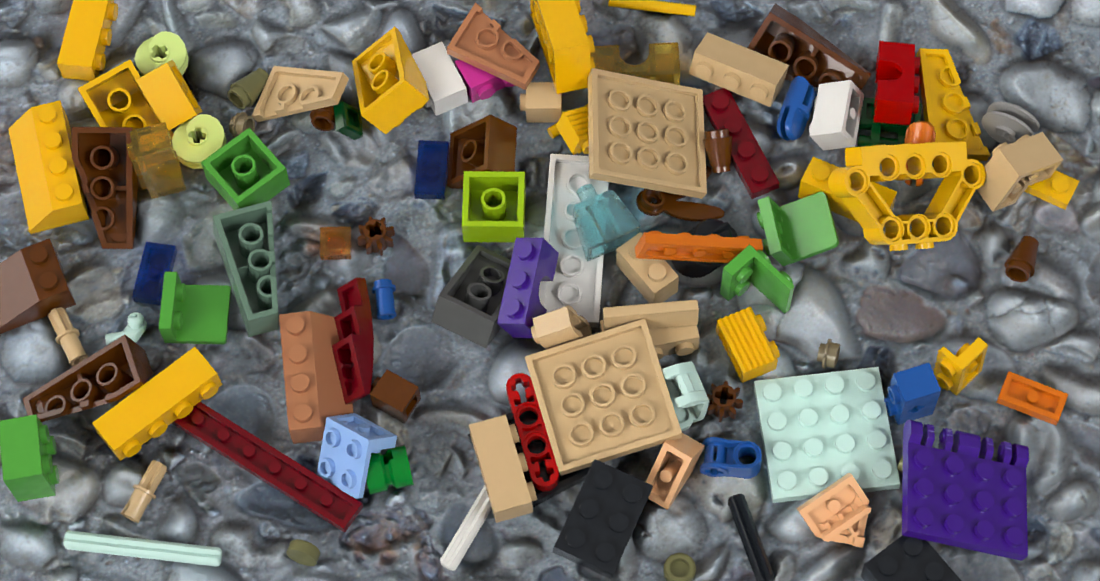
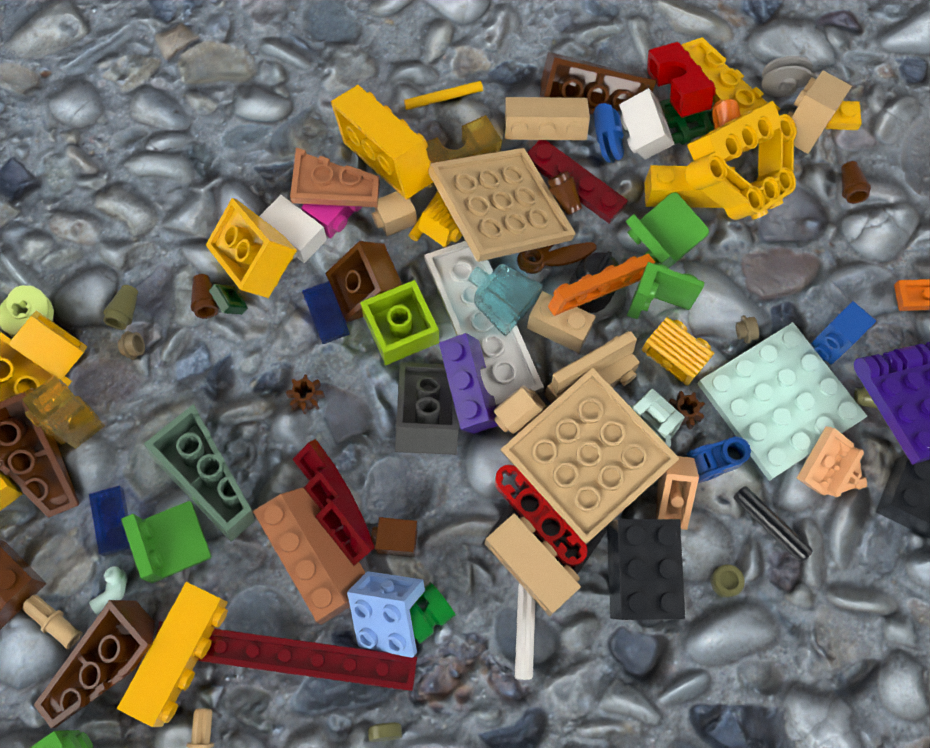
camera: 30 degrees left, 5 degrees up
(198, 129) = (110, 375): yellowish green piece -> none
(245, 171) = (155, 386): bright green brick -> none
(298, 91) = (170, 291): tan wing -> none
(335, 243) = (271, 416): clear orange plate -> none
(384, 298) = (341, 449): blue pin -> none
(958, 370) = (869, 291): yellow bracket -> none

